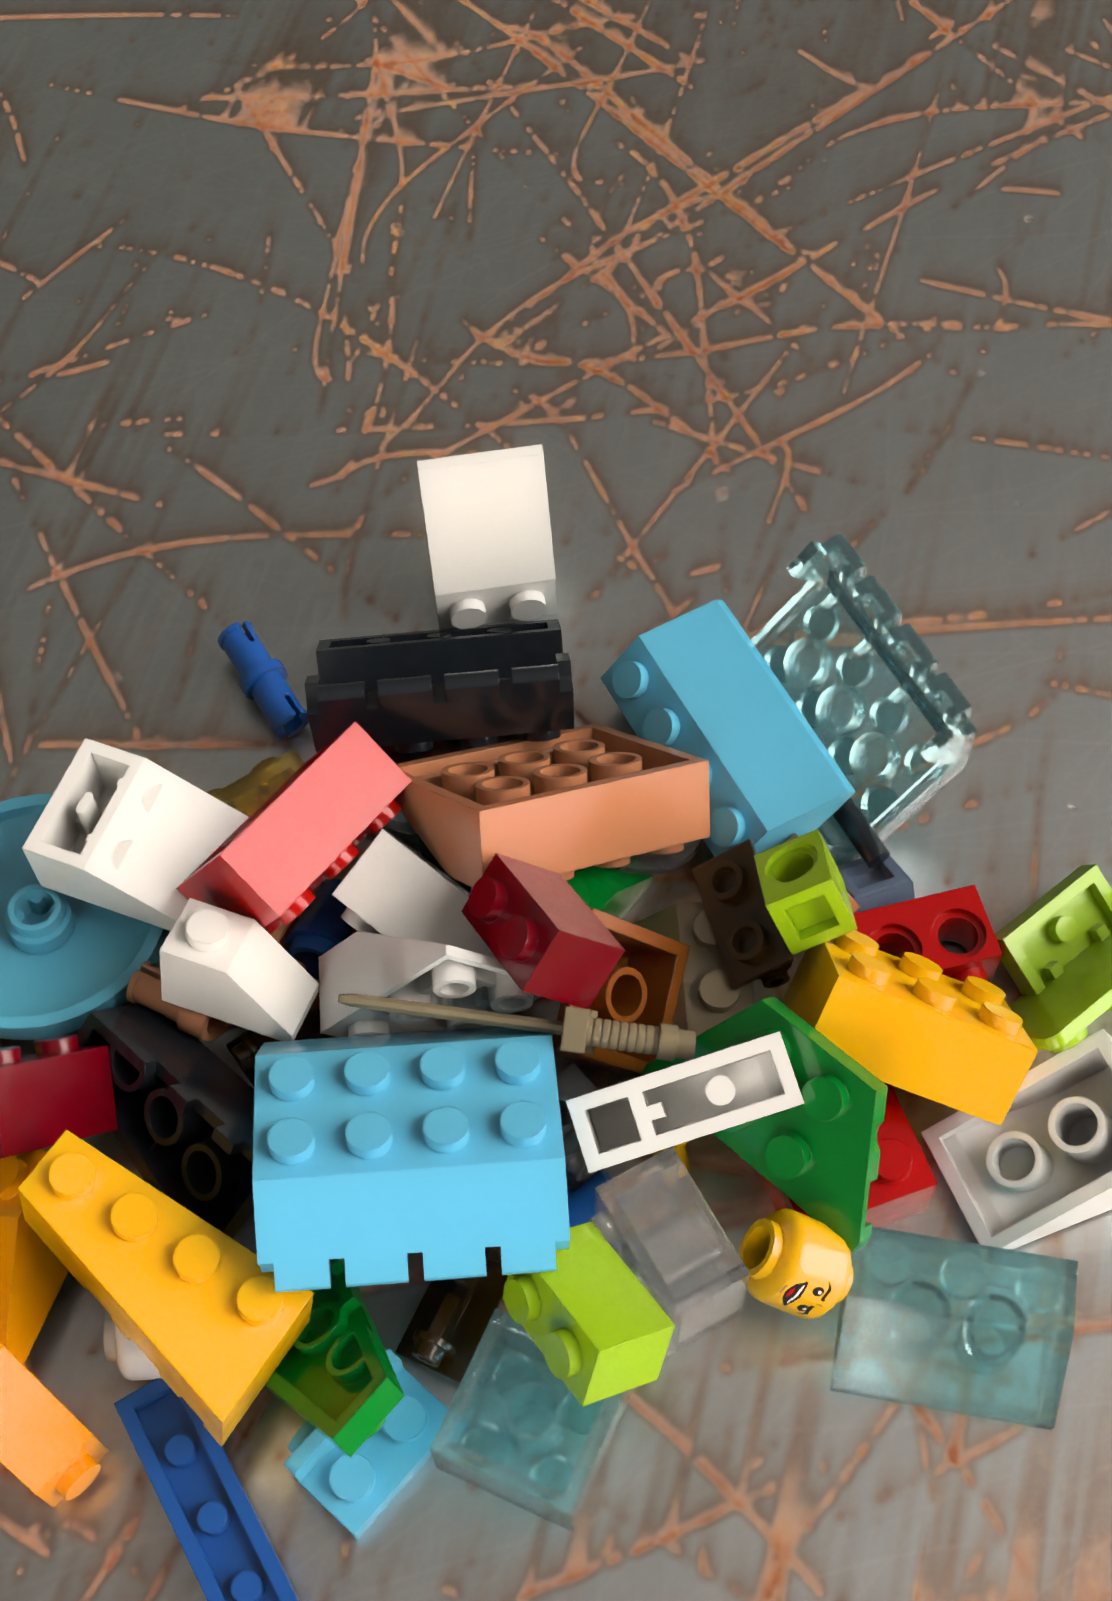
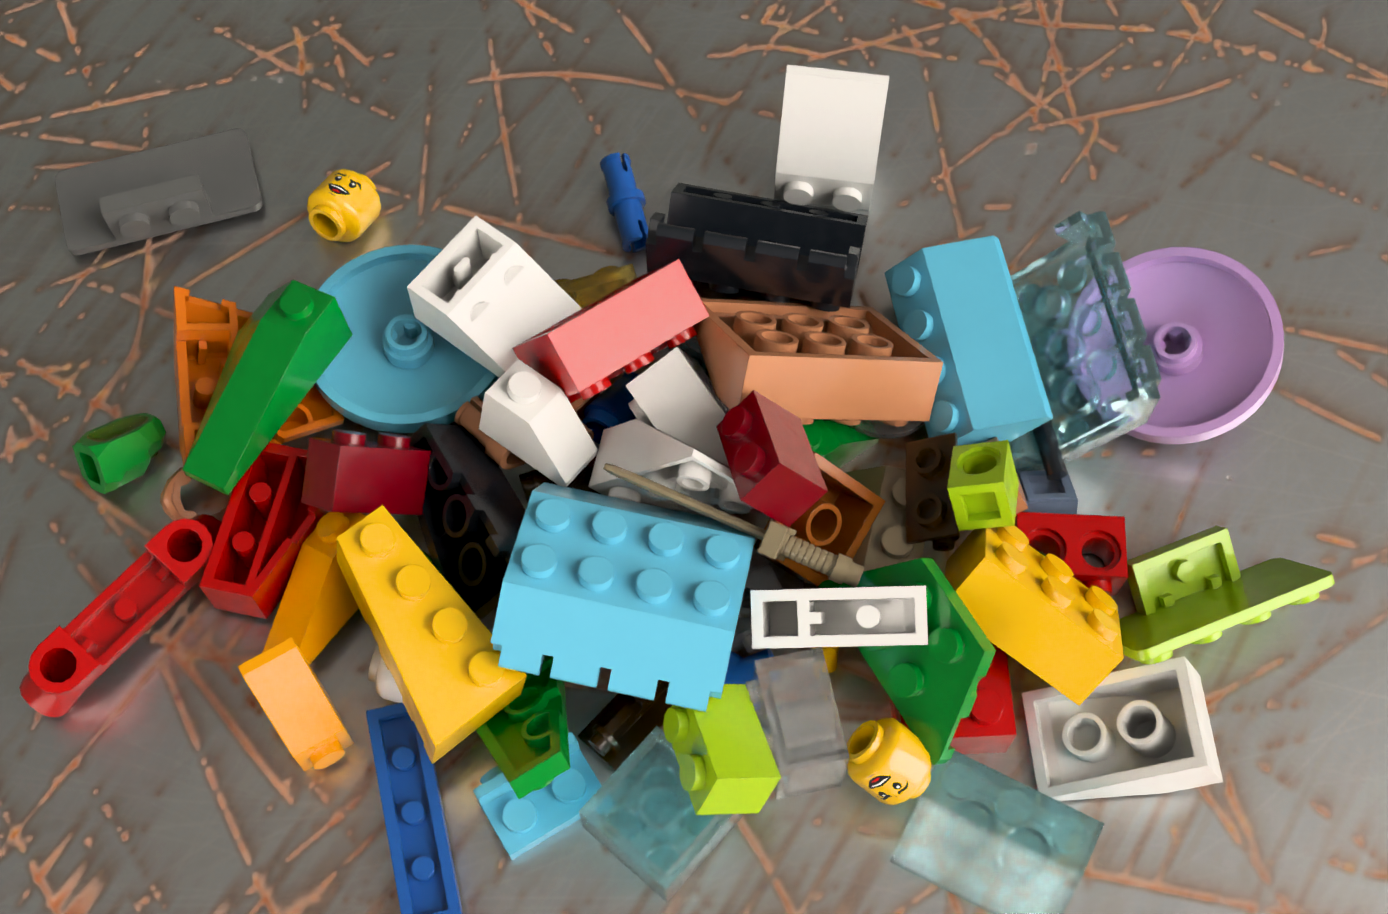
camera: 15 degrees right, 5 degrees up
(1011, 650) = (1211, 338): none -> lavender dish

